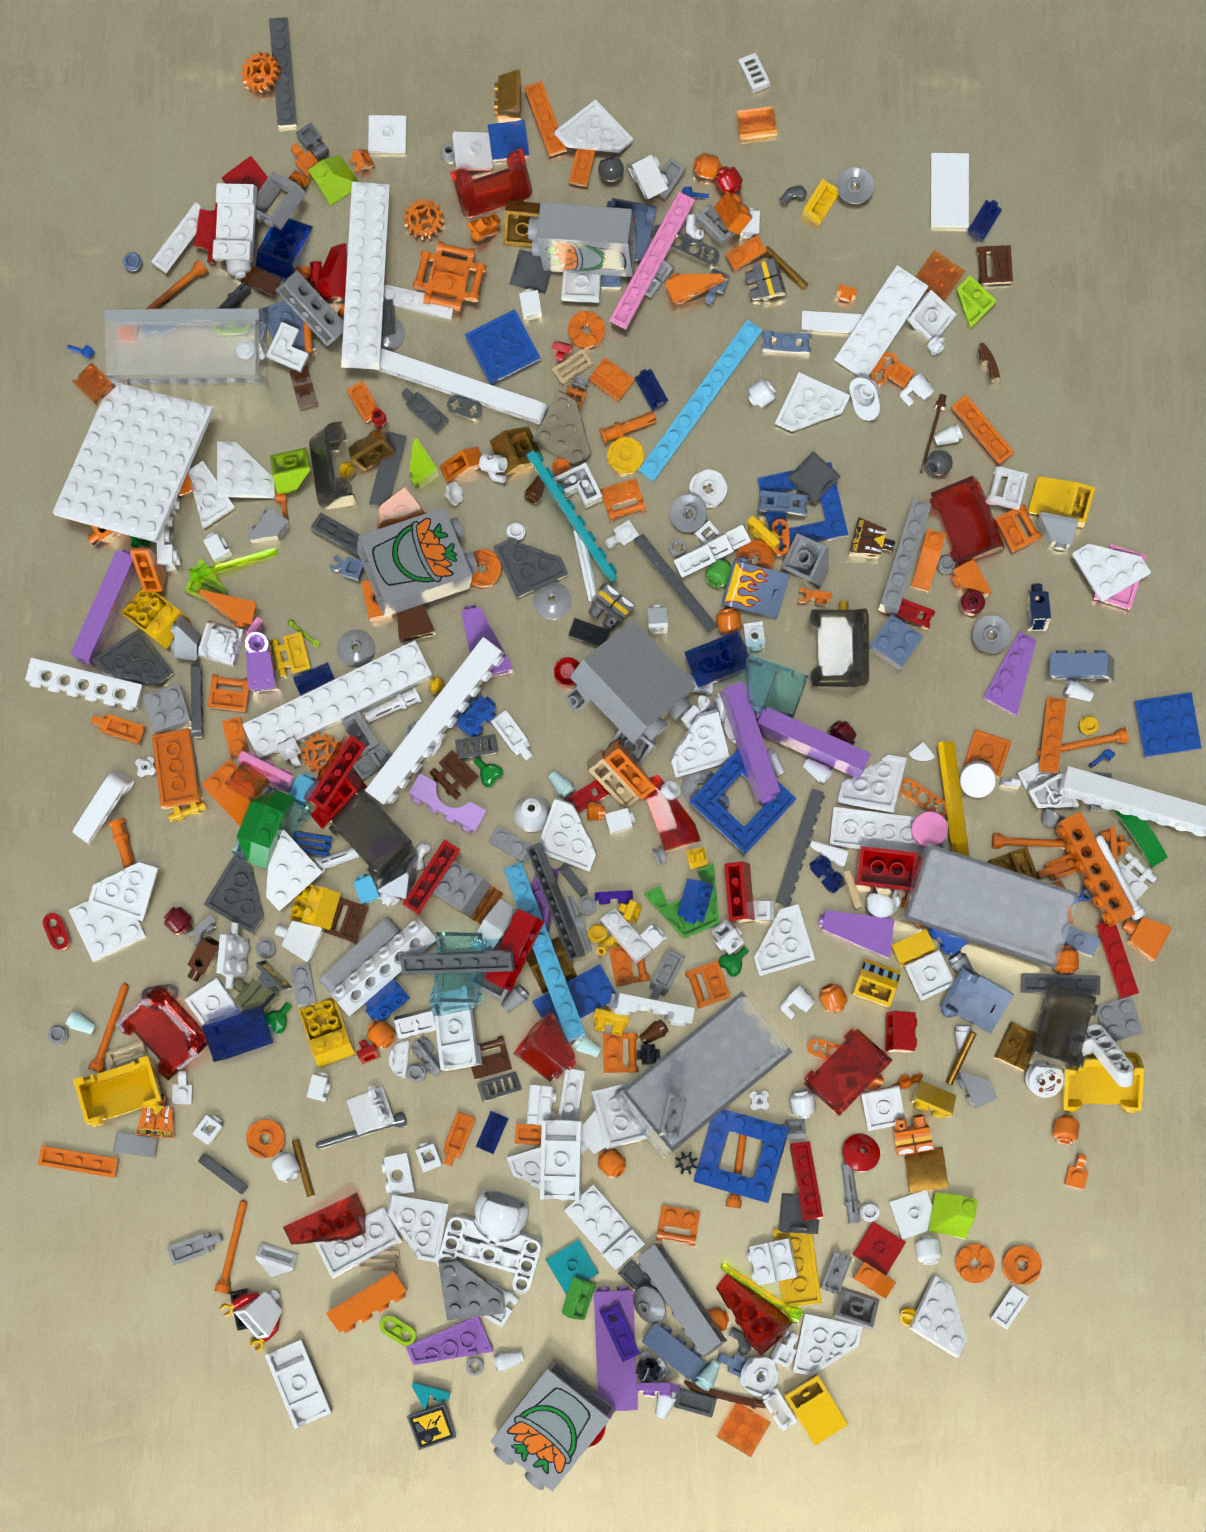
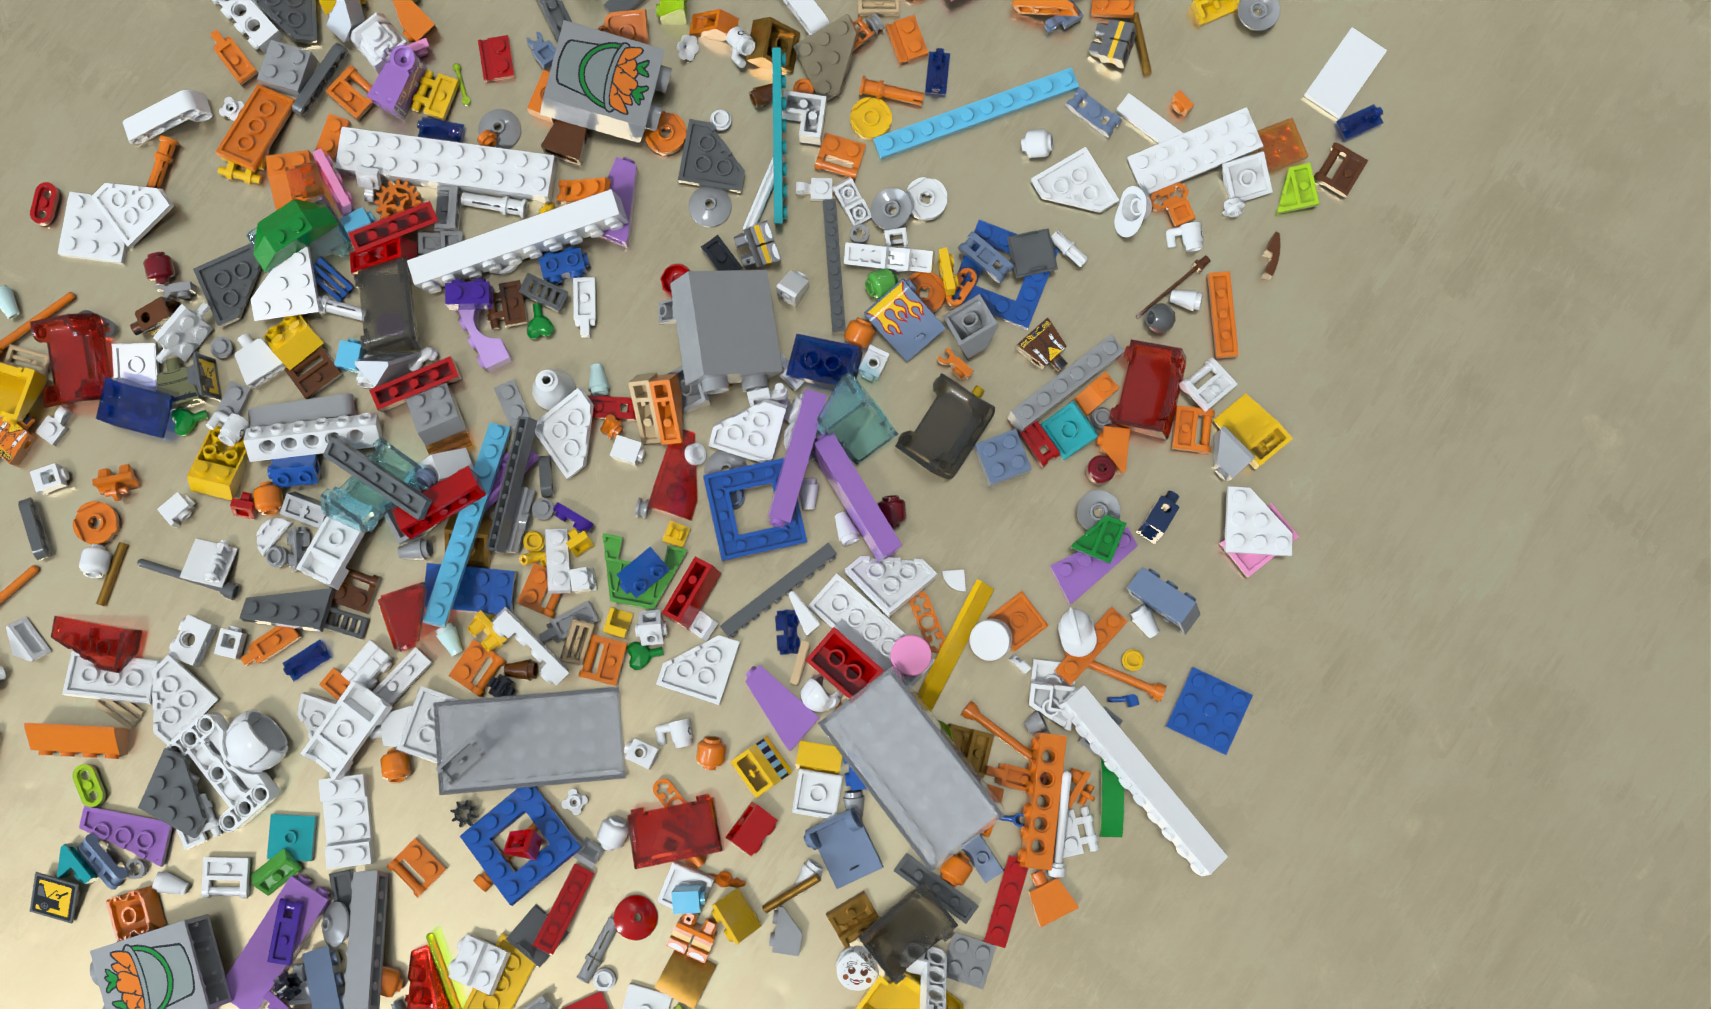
camera: 30 degrees right, 0 degrees up
(260, 1100) = (116, 484): none -> orange hips
(316, 597) = (496, 58): none -> red plate
(320, 1001) = (231, 430): none -> white piece
(355, 661) = (487, 138): none -> orange plate
(427, 785) = (469, 295): none -> dark purple brick
(447, 1378) = (101, 862): none -> sand blue plate
(453, 651) = (581, 189): none -> orange plate
(460, 1100) = (294, 610): none -> dark grey wing
(492, 938) = (425, 477): none -> sand blue plate
(498, 1398) = (135, 913): none -> orange slope
(540, 1322) = (226, 869): none -> white plate
(655, 527) = (851, 201): none -> white slope
(670, 971) = (571, 659): none -> tan tile
(700, 950) = (618, 623): none -> yellow panel
(746, 1153) = (523, 844): none -> red slope
(791, 1034) = (649, 755): none -> white brick
(837, 455) = (1068, 248): none -> white axle
(891, 1111) = (688, 899): none -> medium azure brick
(930, 588) = (1069, 429): none -> teal plate
(1008, 652) = (1101, 539): none -> green wing
(1036, 732) = (1077, 633): none -> white piece

